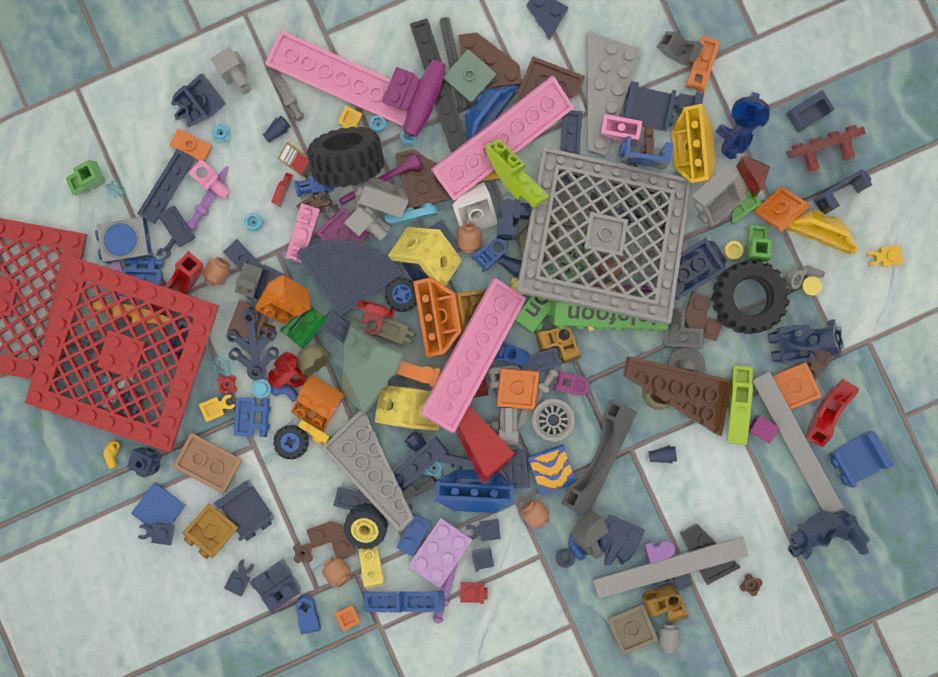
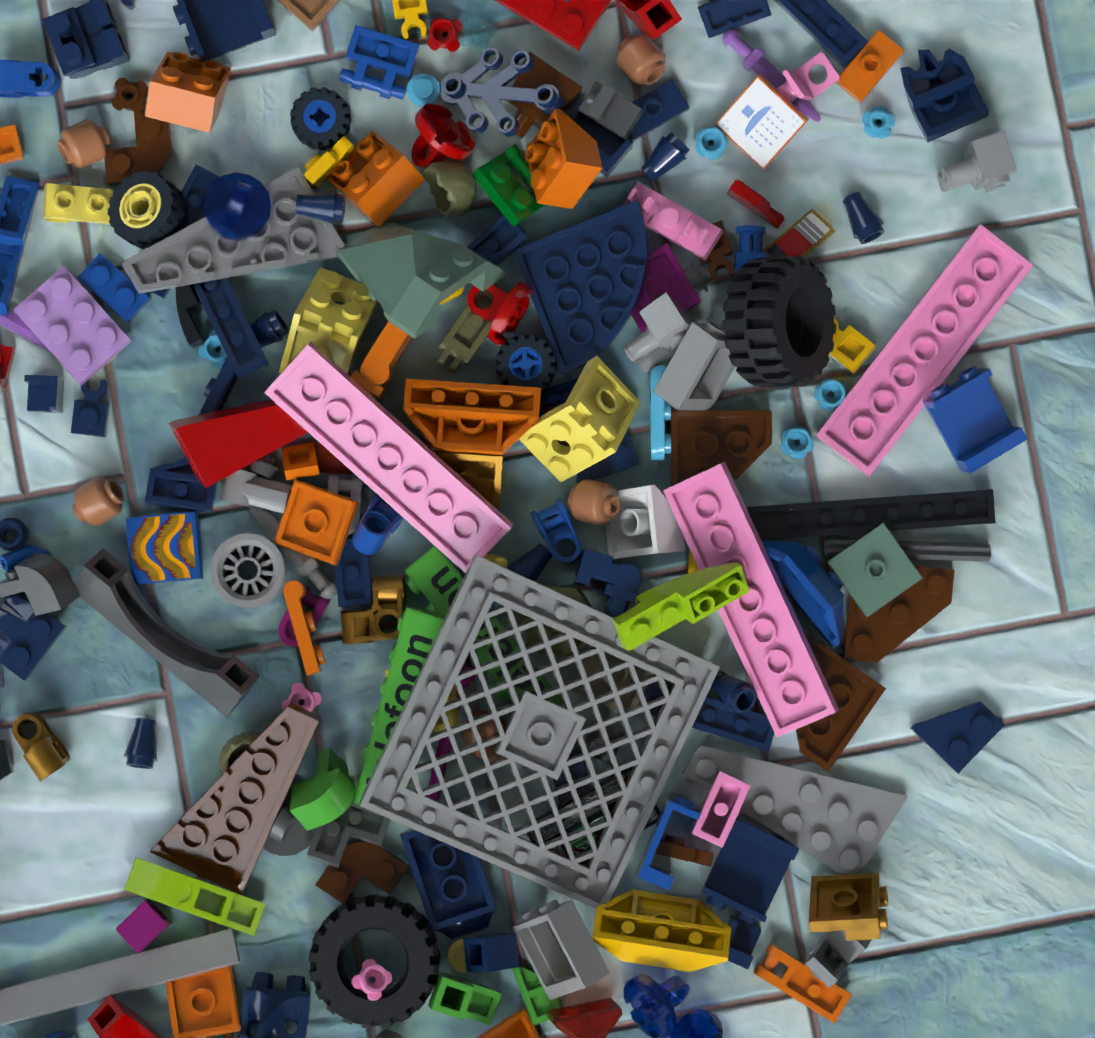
camera: 105 degrees right, 0 degrees up
(235, 196) = (761, 121): none -> white tile
(267, 245) = (666, 155): none -> dark blue cone
(285, 390) = (409, 133): blue arm -> none
(289, 100) = (907, 252): flat silver sword -> none
(293, 520) = (187, 91): none -> slope
(340, 428) = (322, 206): none -> dark blue cone
(352, 475) = (237, 206): none -> clear blue tile
(374, 42) = (972, 420): none -> blue panel
(411, 163) = (746, 436): magenta piece -> none
(416, 95) = (862, 468): magenta plate -> none
(466, 493) = (162, 389): blue wedge -> none
(485, 406) = (300, 461): none -> orange plate
(555, 135) = (735, 693): none -> dark blue cone
(577, 380) = (303, 625): none -> orange plate
(613, 376) = (300, 692): none -> bright pink plate
(656, 46) = (849, 904): none -> pearl gold plate
(668, 345) = (324, 796): none -> bright green brick
(681, 508) = (43, 751): none -> pearl gold piece
(729, 235) = (491, 952): none -> dark blue brick
(760, 288) = (381, 977): none -> bright pink plate

